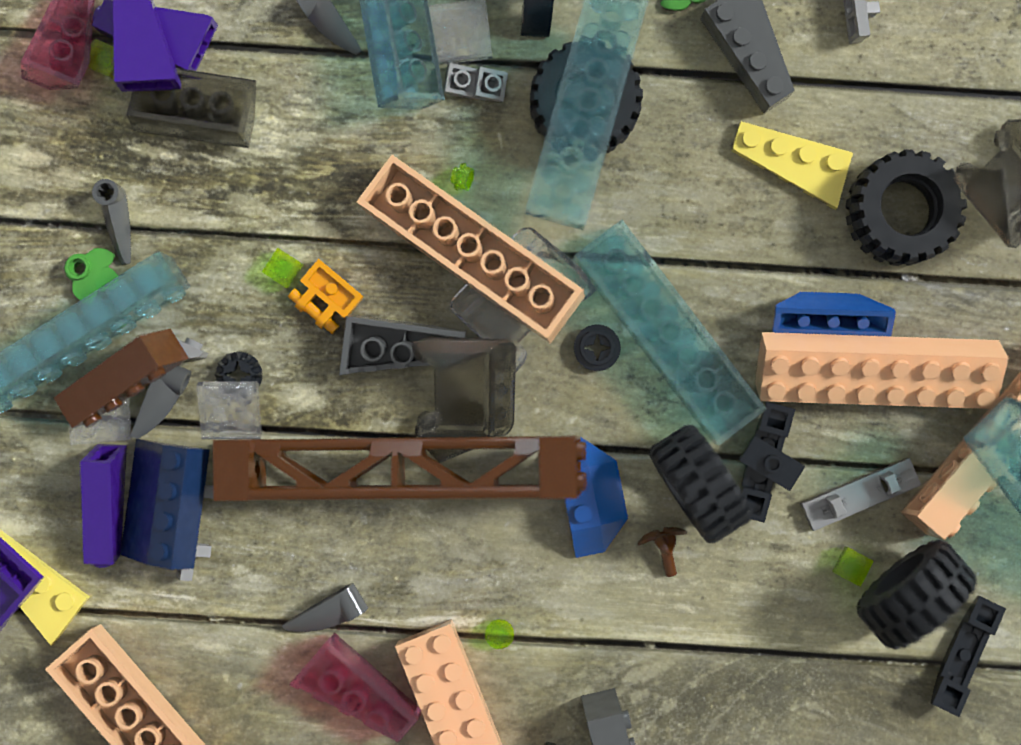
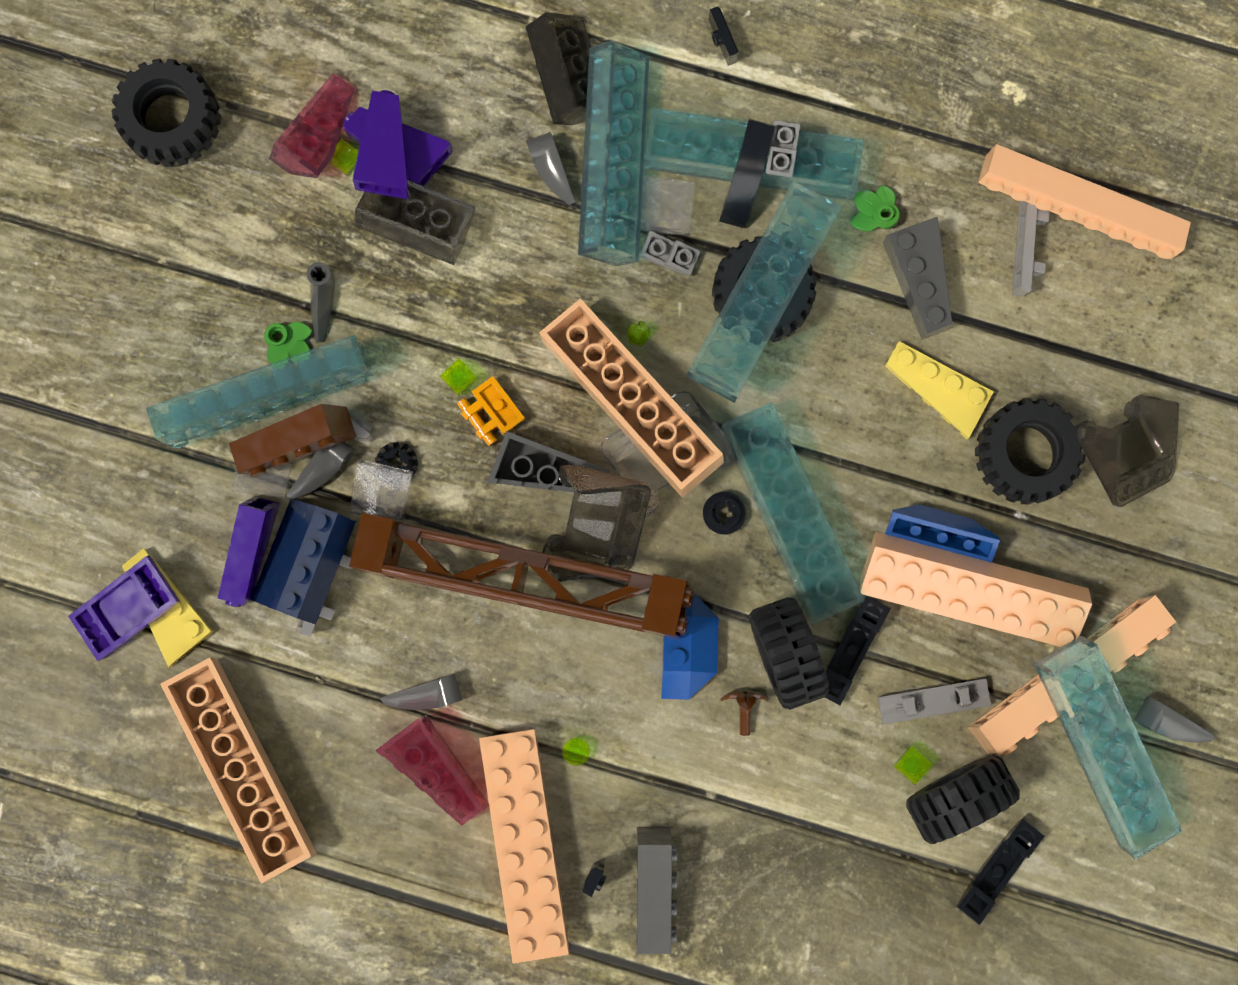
camera: 15 degrees right, 5 degrees down
(771, 463) = (859, 652): black plate -> none

